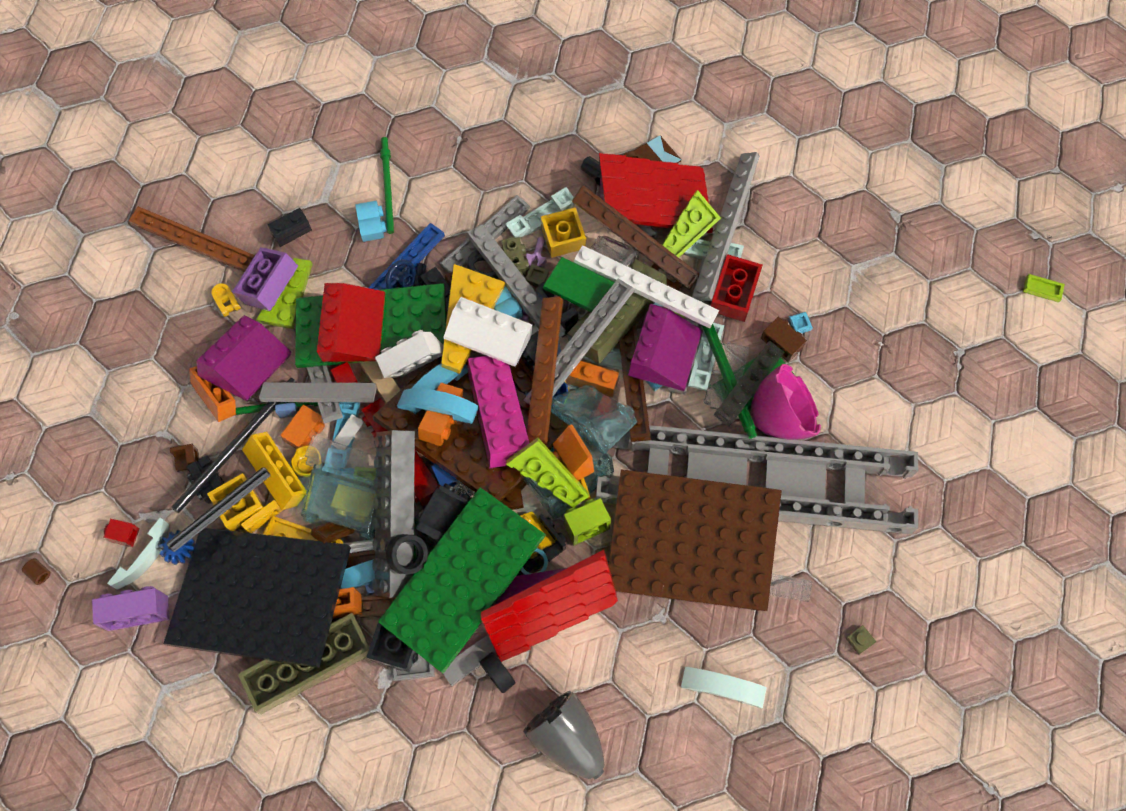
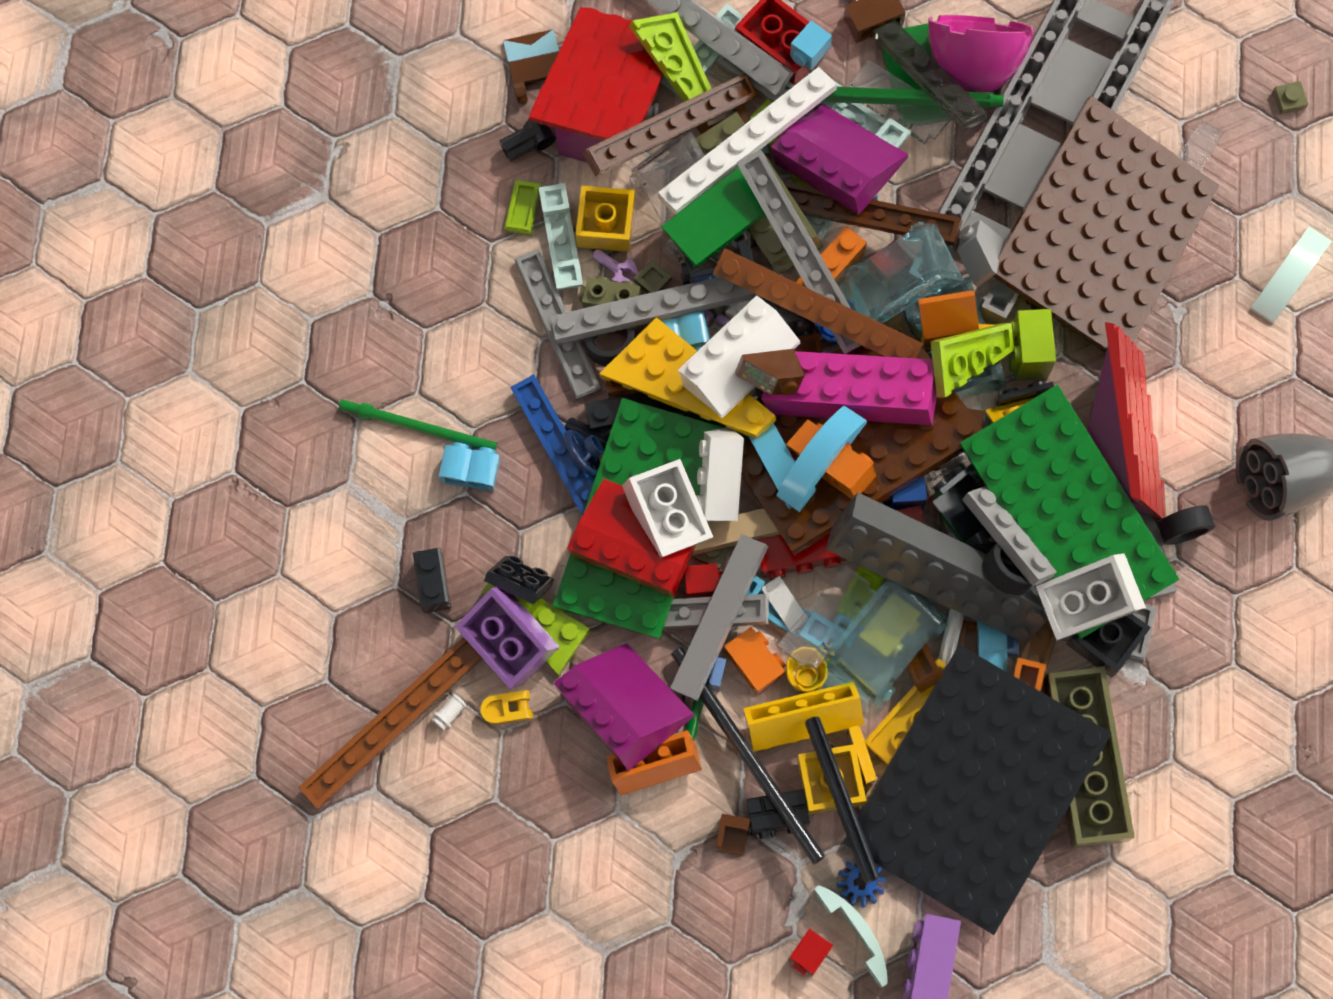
camera: 65 degrees left, 5 degrees up
(210, 268) = (448, 712): none -> white pin
(304, 272) = (519, 579): none -> black tile
(370, 330) = (667, 508): none -> white slope
(403, 614) = (1090, 596): none -> white slope
(425, 544) = (1009, 536): none -> light grey plate
(481, 351) = (772, 371): none -> reddish brown slope
(549, 187) = (523, 207): none -> lime tile
(634, 458) = (980, 251): none -> light grey slope
(732, 300) = (810, 45): none -> medium azure brick

